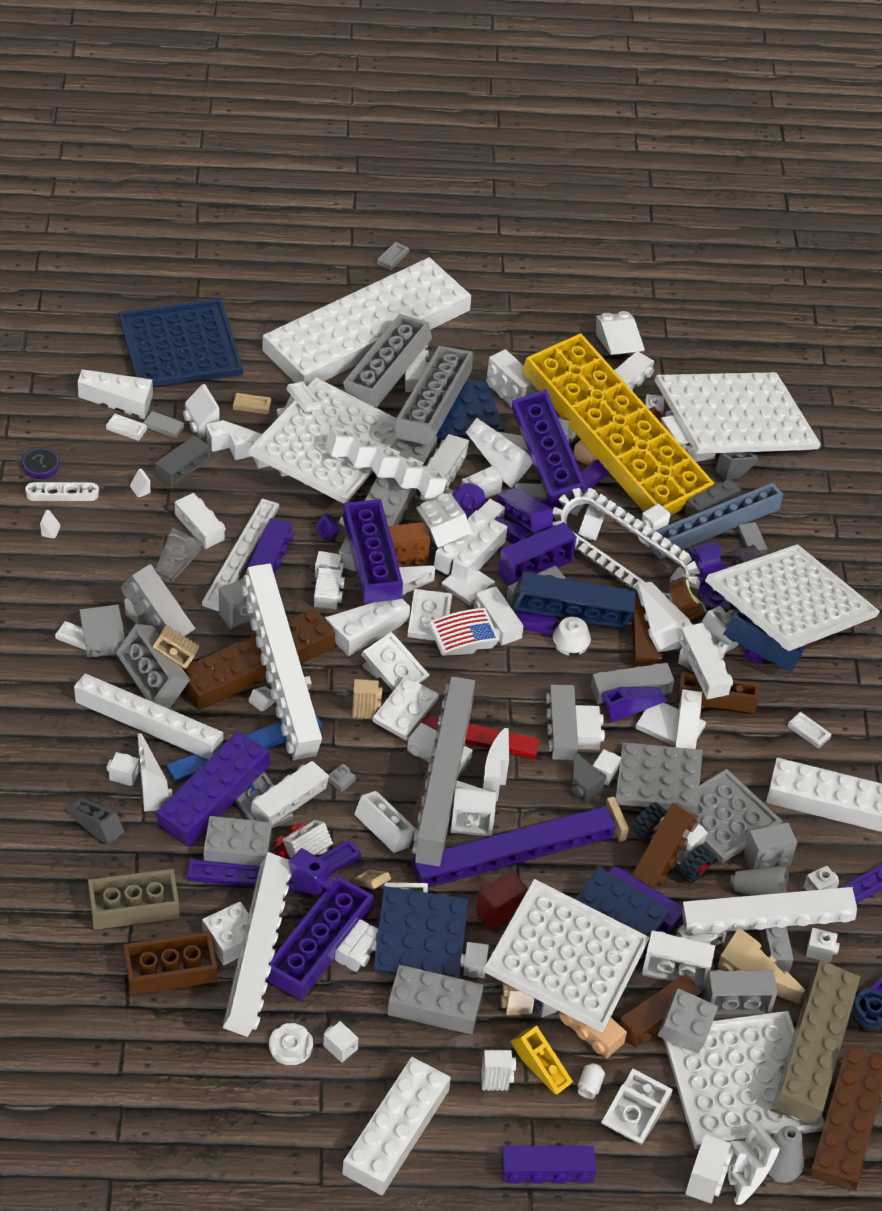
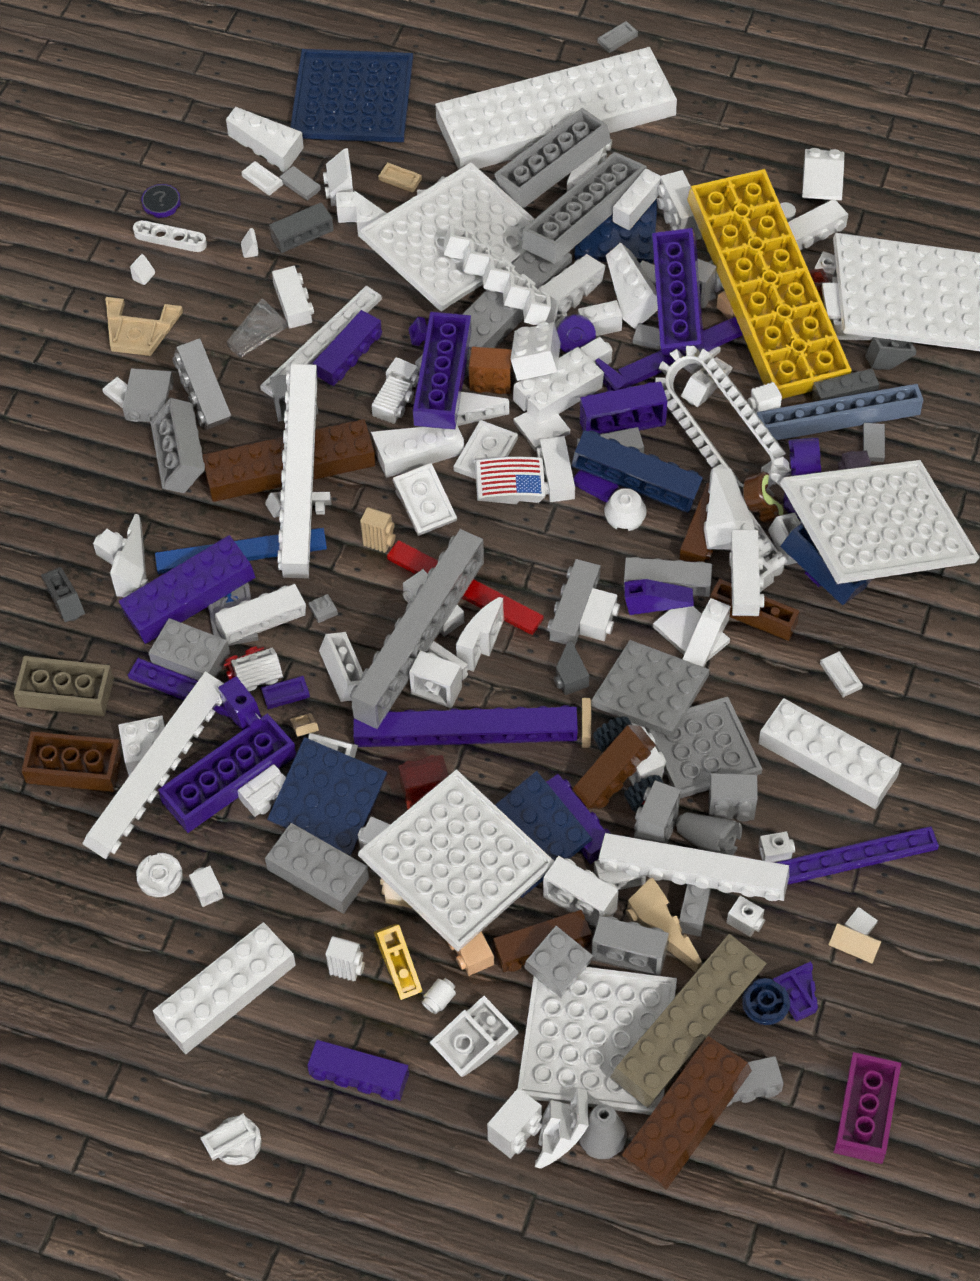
camera: 25 degrees right, 10 degrees up
(66, 581) = (138, 334): none -> tan wing
(148, 716) = (153, 497): white brick -> none
(175, 646) = (201, 431): tan brick -> none
(303, 396) = (445, 182): white tile -> none
(405, 708) = (415, 548): white plate -> none
(473, 381) = (636, 199): none -> white brick
(525, 509) = (630, 357): dark purple brick -> none
(608, 765) = (599, 662): white brick -> none
(719, 873) = (659, 813): none -> light grey brick

